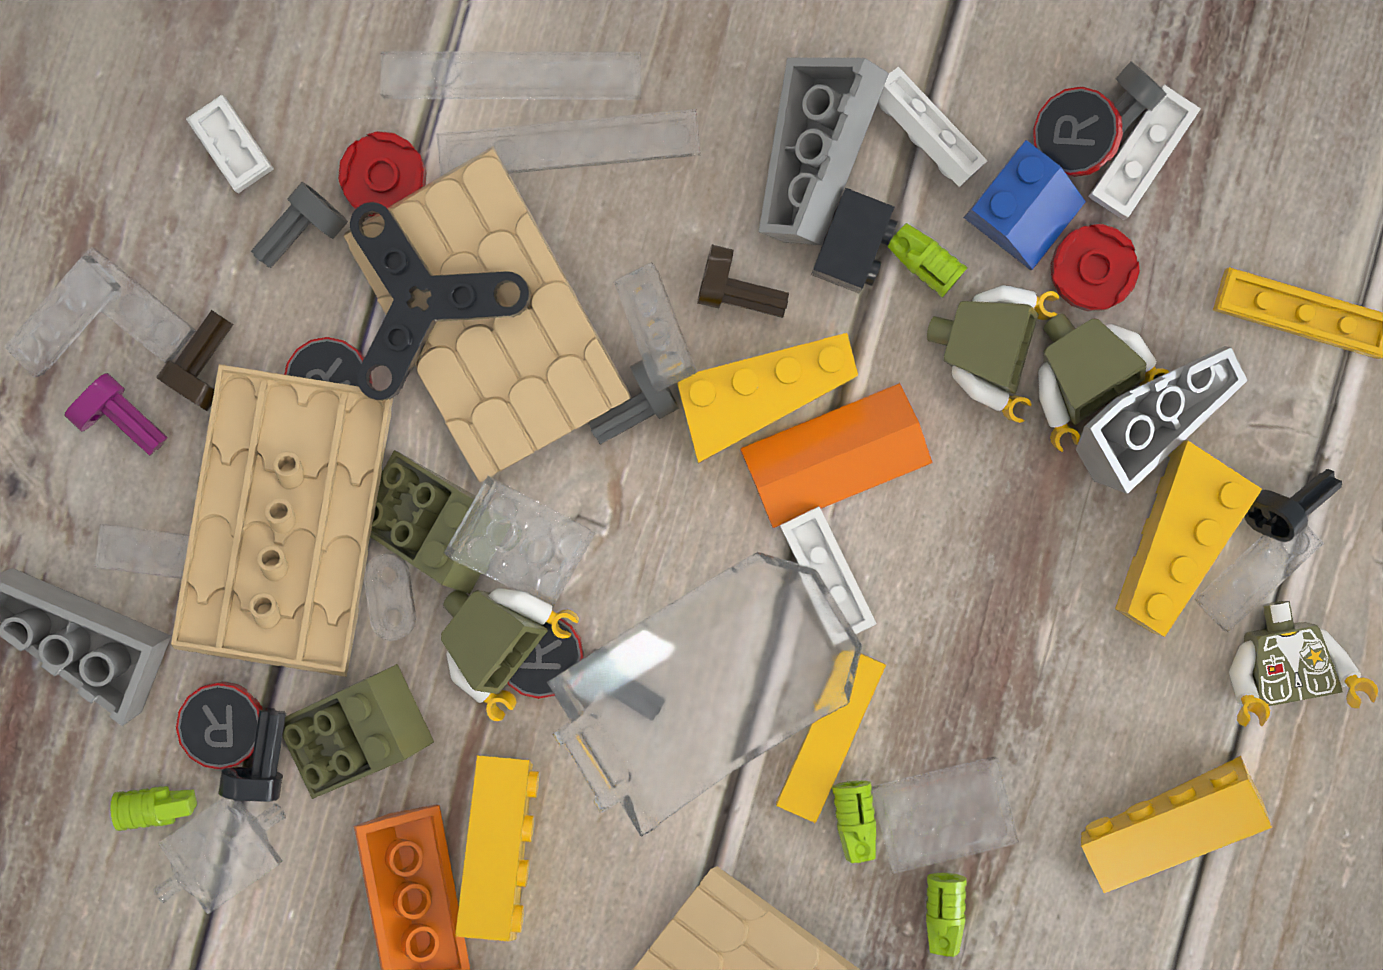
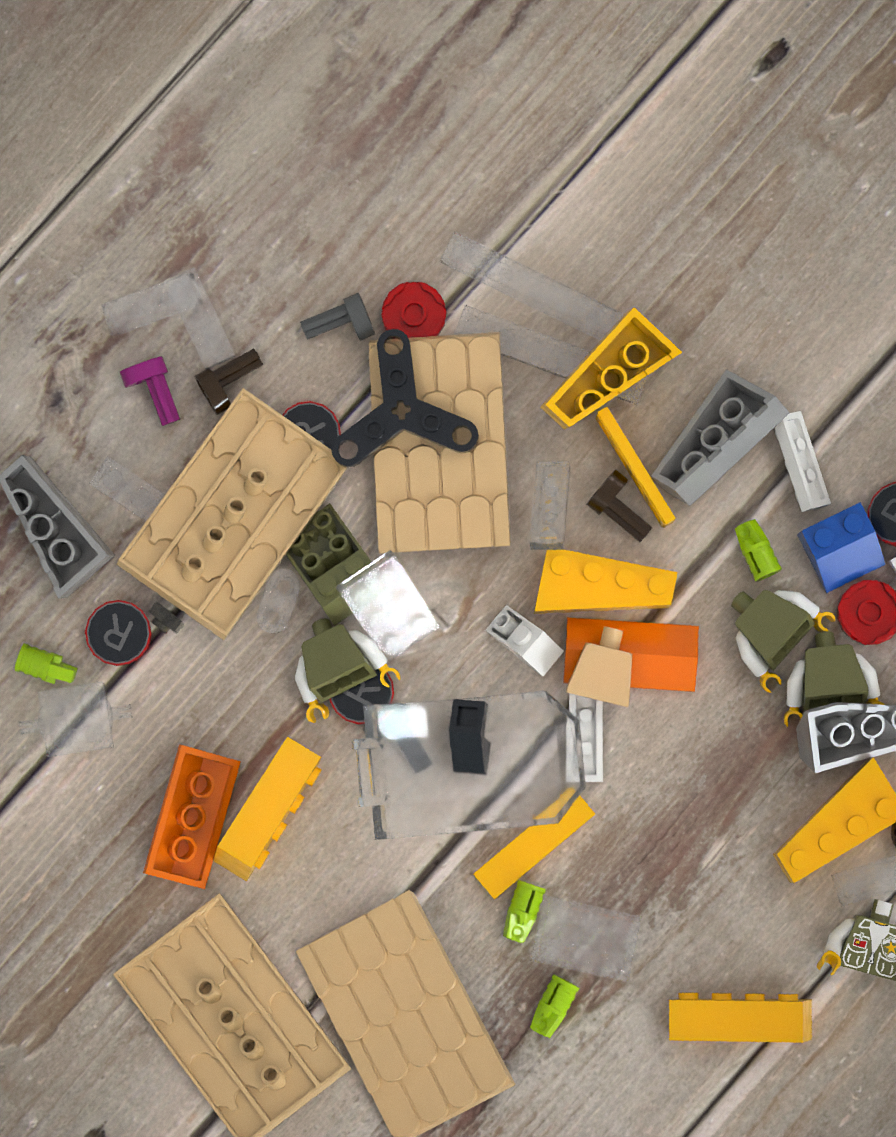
camera: 25 degrees right, 5 degrees down
(230, 144) = (321, 243): white plate -> none
(262, 780) = (130, 683): black piece -> none
(266, 683) = (165, 619): none -> clear smoke plate
(356, 732) = (208, 681): olive slope -> none
(635, 409) = (509, 555): dark grey piece -> none
(652, 112) = (614, 365): none -> yellow wedge
(689, 651) = (467, 741): none -> black slope
(703, 501) = (525, 640): none -> white slope
(733, 230) = (635, 467): none -> yellow tile
(815, 495) = (603, 670): none -> tan torso
(853, 241) = (712, 514): black brick -> none

